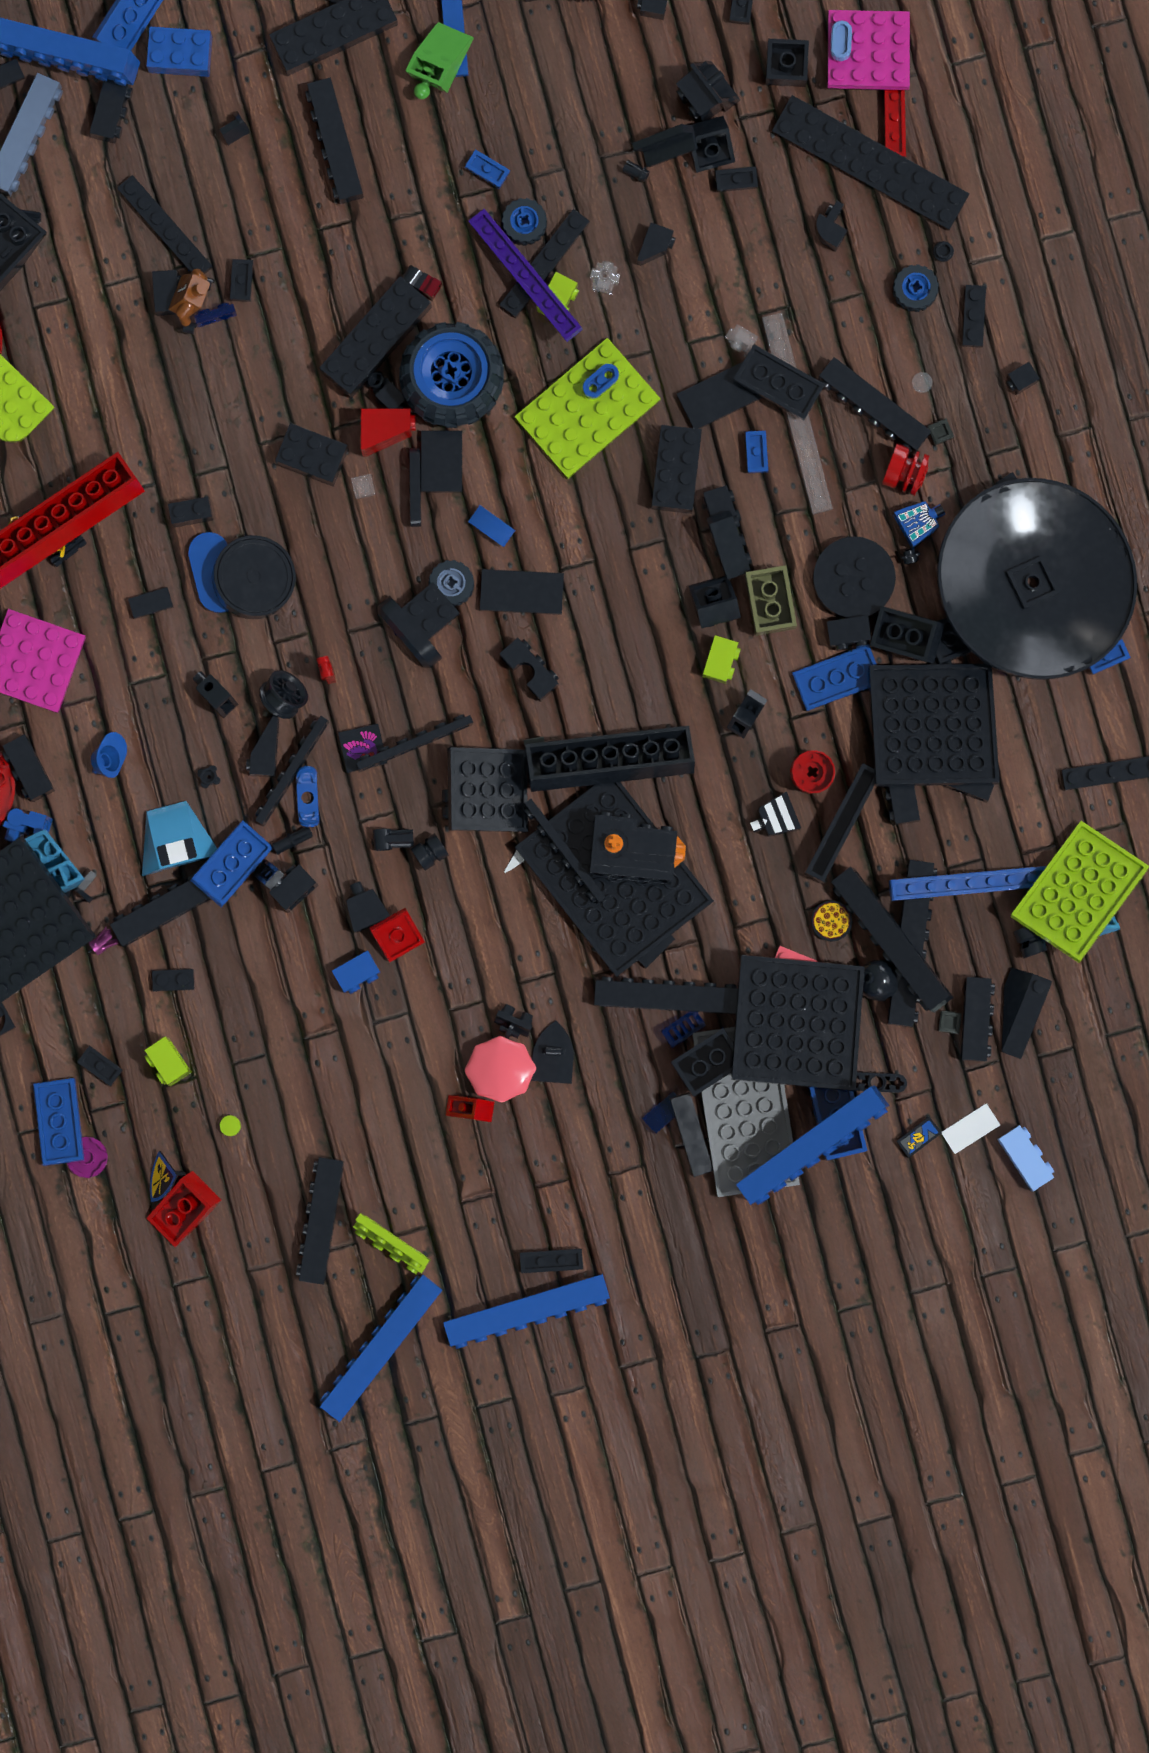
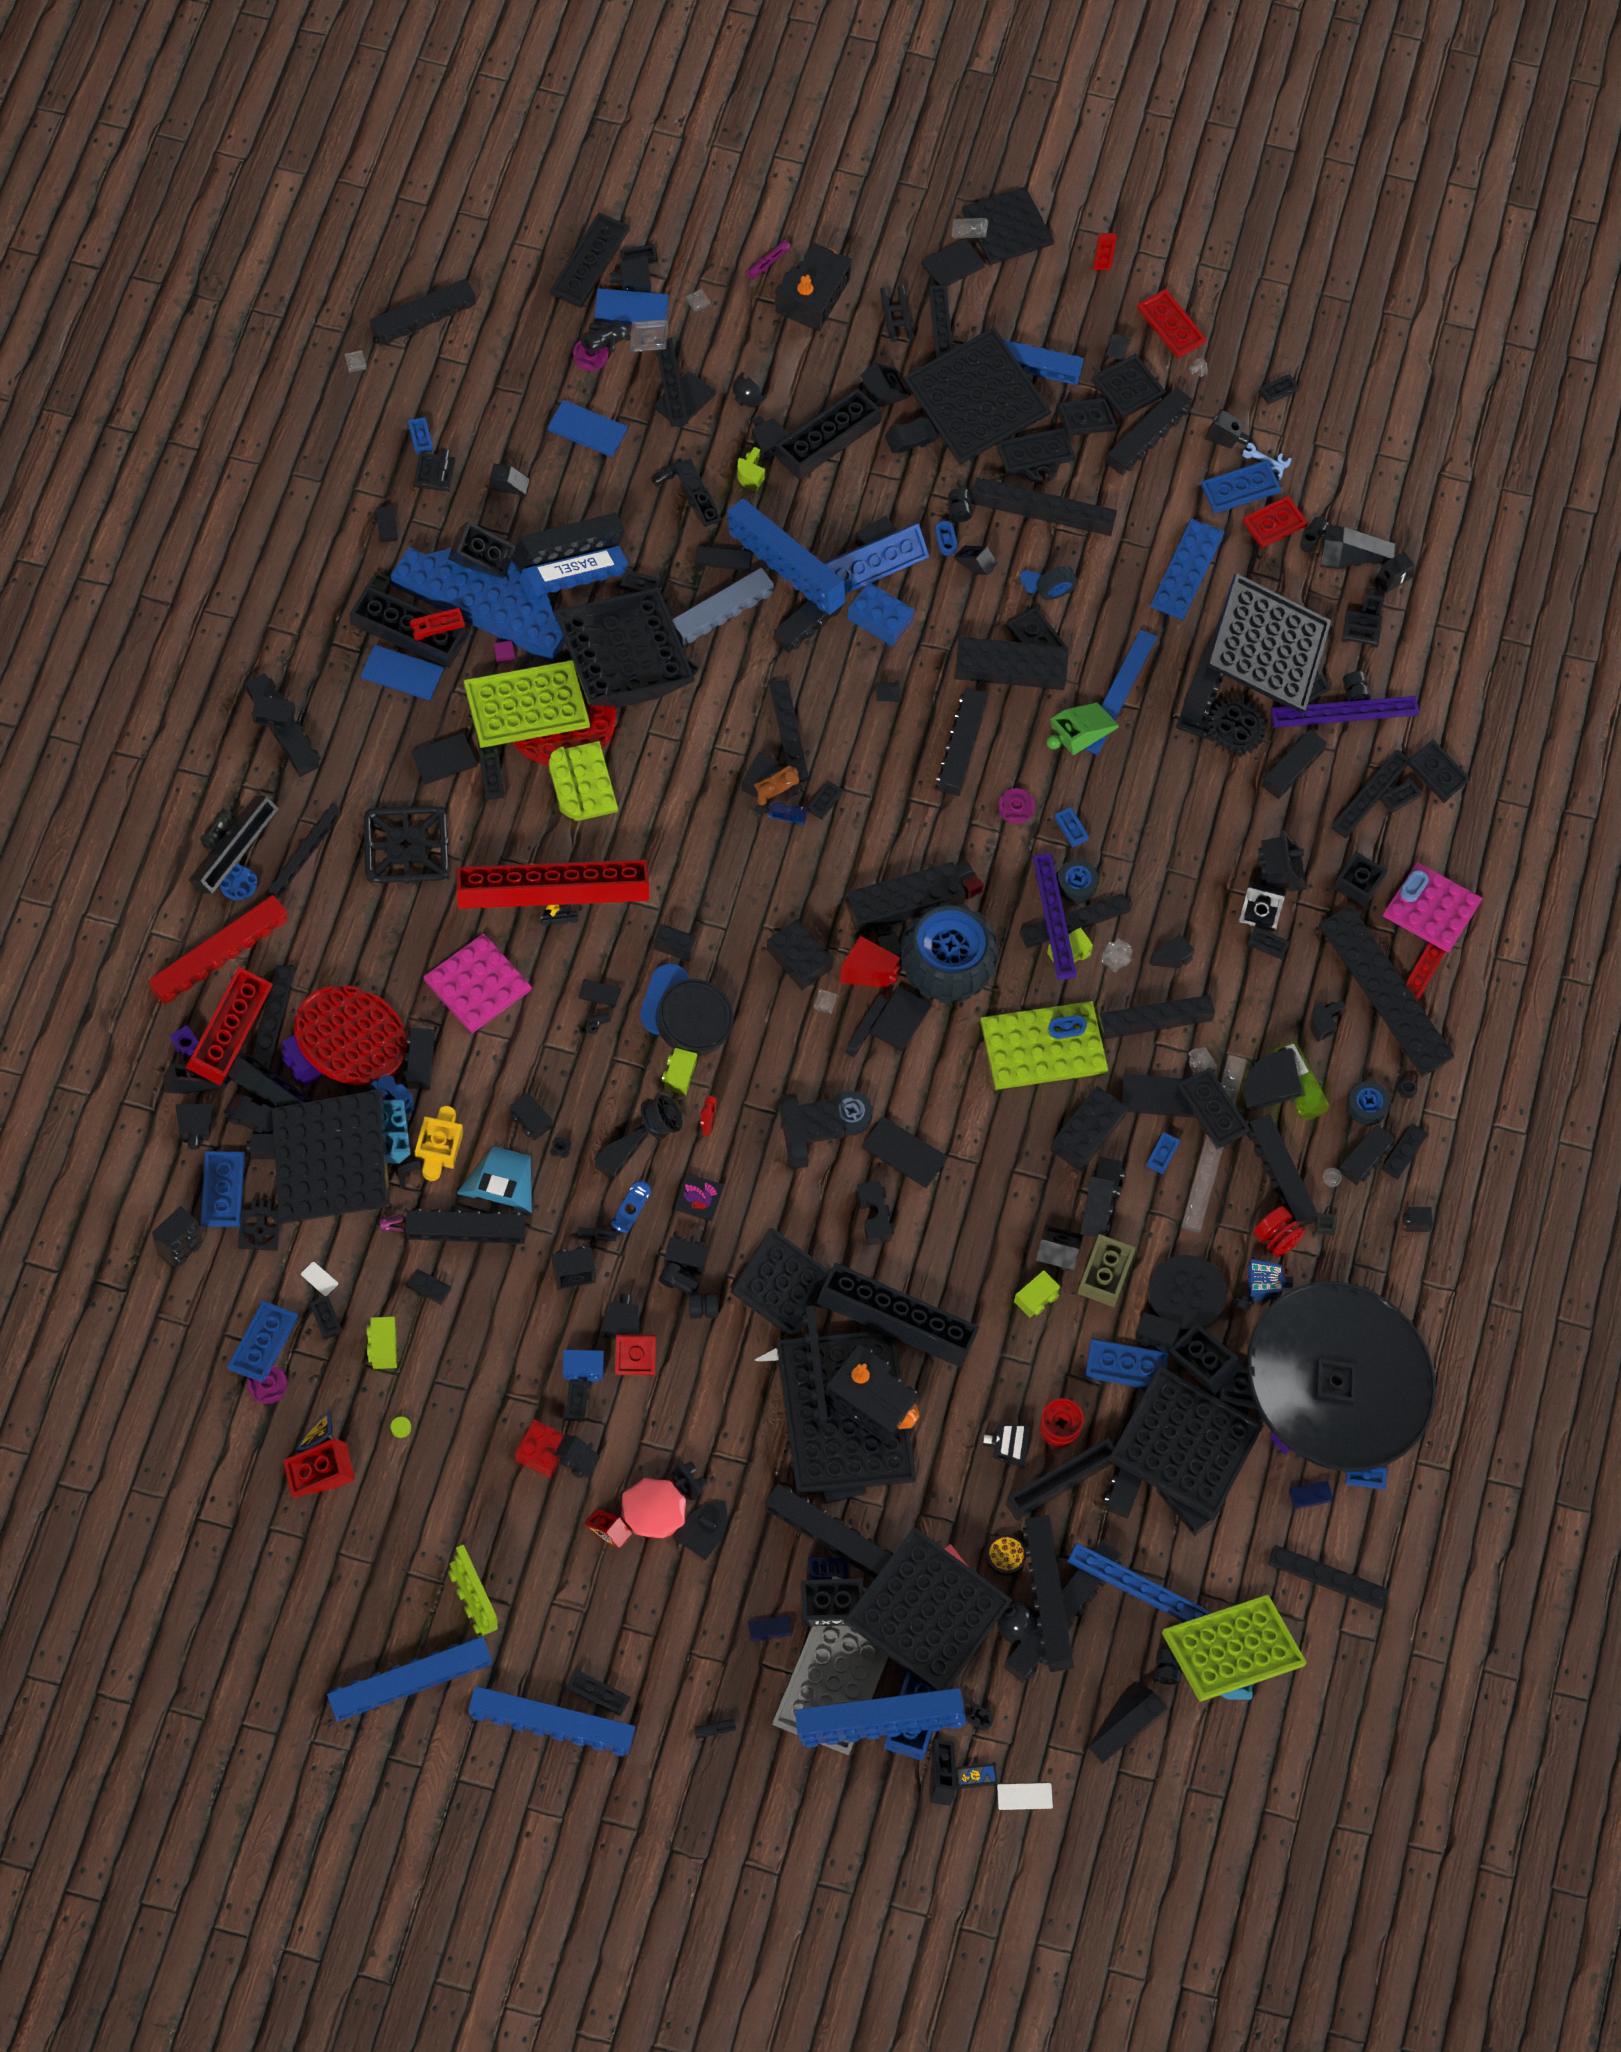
camera: 25 degrees right, 20 degrees down
(70, 1031) = (319, 1278): none -> white sticker
(97, 841) = (439, 1143): none -> yellow brick
(110, 755) = (491, 1084): blue piece -> none
(163, 763) = (530, 1116): none -> black brick
(164, 633) = (595, 1022): none -> black arm
(215, 693) = (606, 1082): black torso -> none
(231, 863) = (535, 1220): blue tile -> none
(269, 875) = (561, 1244): black plate -> none
(272, 637) = (680, 1071): none -> lime brick
(286, 778) = (624, 1183): black plate -> none
(321, 1220) = (426, 1545): black brick -> none
(368, 1071) = (539, 1448): none -> red brick
(371, 1008) = (577, 1401): none -> black plate
(384, 812) = (686, 1254): none -> black brick
(404, 1062) = (577, 1456): none -> black brick
(405, 745) = (748, 1215): black plate -> none
(422, 176) = (1016, 806): none -> magenta tile
(491, 526) = (911, 1087): blue slope -> none
(636, 171) = (1192, 896): black pin -> none
(667, 144) = (1227, 883): black panel -> none
(670, 1231) = (714, 1728): none -> black axle
(675, 319) = (1156, 1017): none -> black brick
(691, 1134) = (781, 1656): black tile -> none
(747, 713) = (1034, 1348): black brick -> none
(819, 320) = (1274, 1080): none -> black brick
(841, 303) = (1314, 1102): none -> clear neon green brick
(889, 1152) = (943, 1773): none -> black slope
(943, 342) = (1367, 1155): none -> black brick
(949, 1022) = (1058, 1696): pearl dark grey tile -> none
(976, 1019) = (1083, 1705): black brick -> none
(1026, 1157) = (1059, 1846): light blue brick -> none
(1067, 703) = (1310, 1495): none -> clear blue plate

